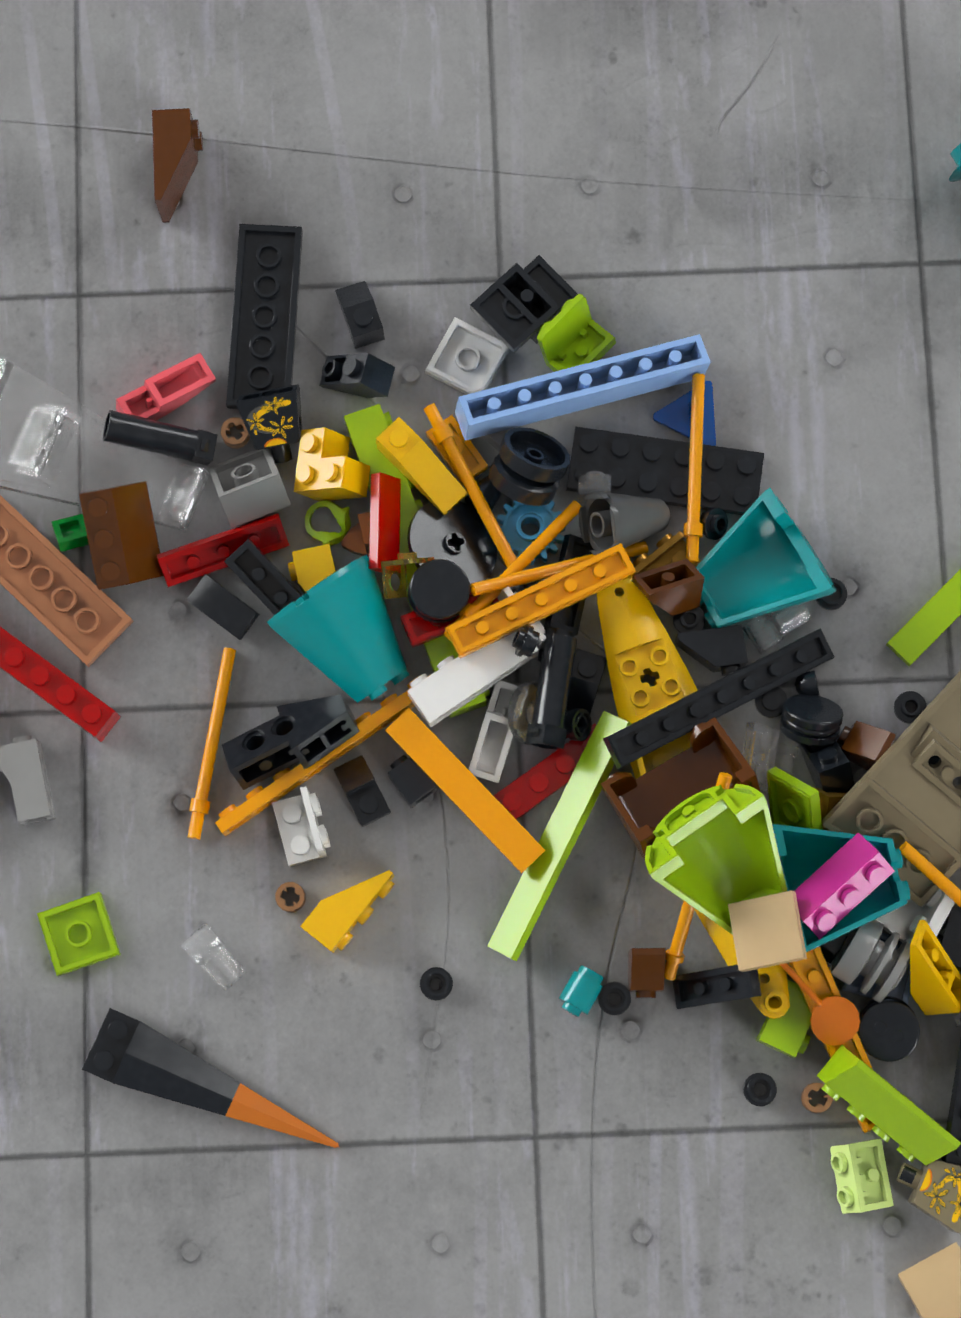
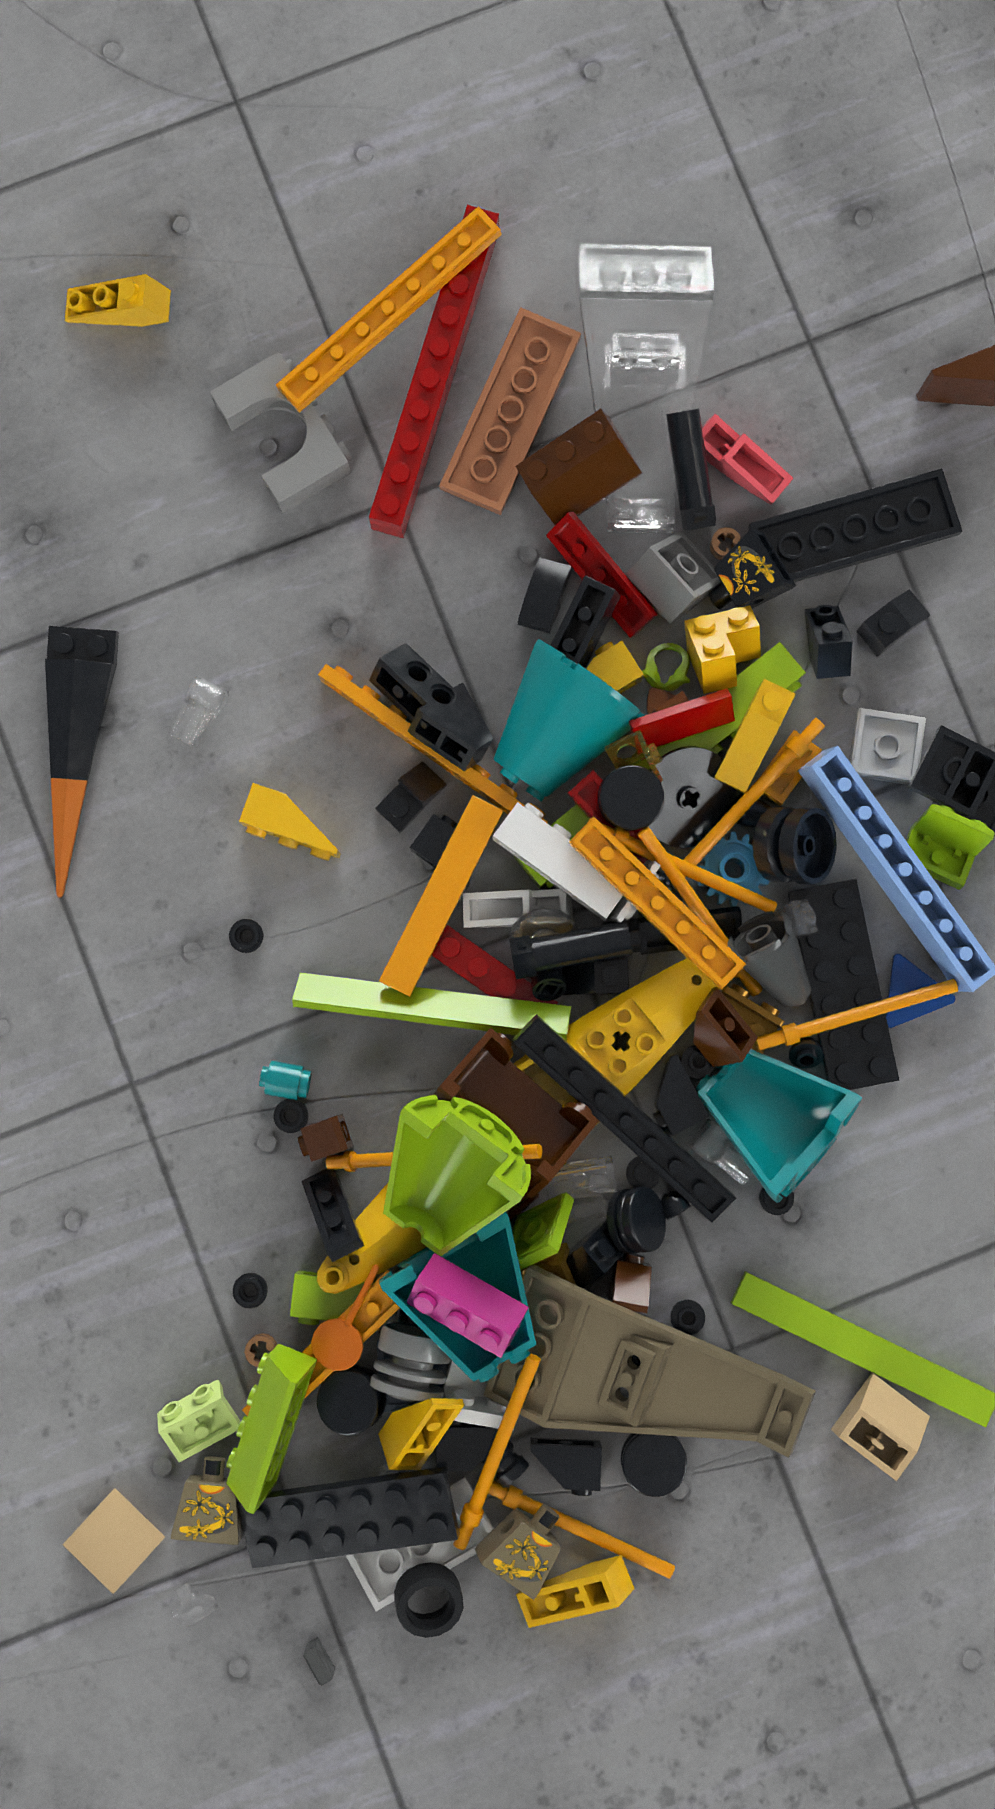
camera: 70 degrees right, 5 degrees up
(70, 532) = (563, 418): green plate -> none
(78, 934) = (178, 576): lime tile -> none
(200, 805) = (341, 645): light orange bar -> none
(282, 902) = (273, 758): medium nougat bush -> none
(299, 828) = (353, 750): white bracket -> none
(525, 641) = (608, 901): black plate -> none
(767, 931) = (394, 1247): tan tile -> none

